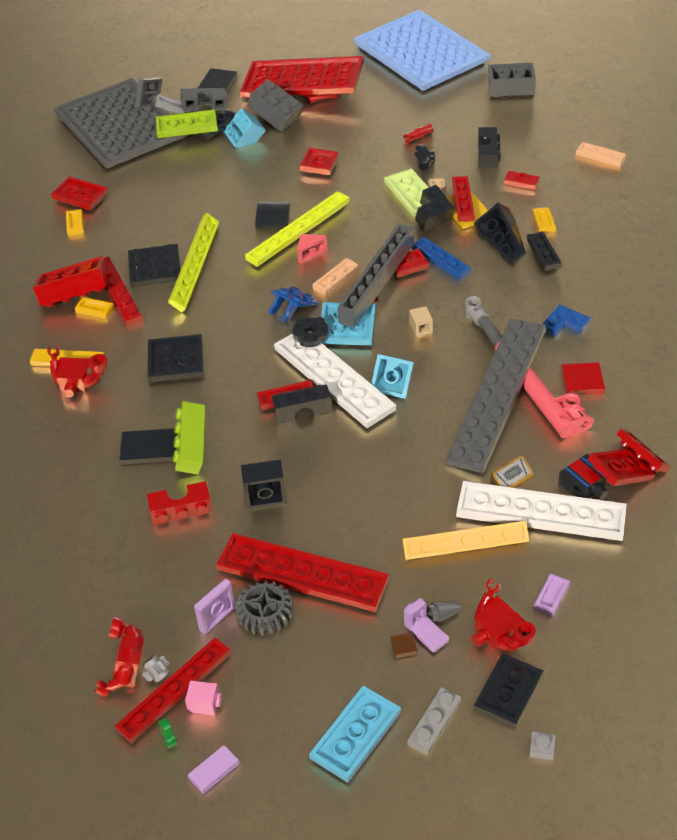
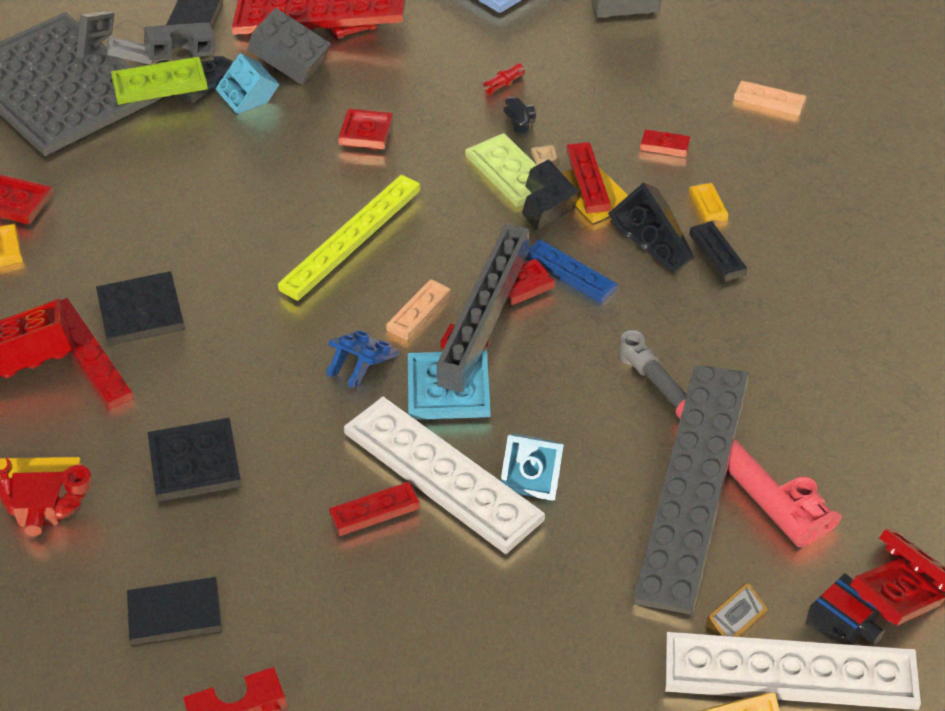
camera: 10 degrees left, 0 degrees up
(94, 307) = (55, 383): yellow tile -> none
(189, 438) = (236, 593): lime brick -> none
(193, 262) = (200, 301): neon yellow plate -> none
(263, 484) = (365, 664): black brick -> none
(272, 215) = (309, 217): black slope -> none
(289, 403) = (381, 525): black arch -> none
(304, 325) = (397, 390): black plate -> none
(311, 246) = (375, 264): coral slope -> none
(421, 321) = (558, 374): tan brick -> none
(488, 147) = (611, 96): black arch -> none
(566, 317) = (769, 353): blue plate -> none
(583, 378) = (811, 449): red tile -> none

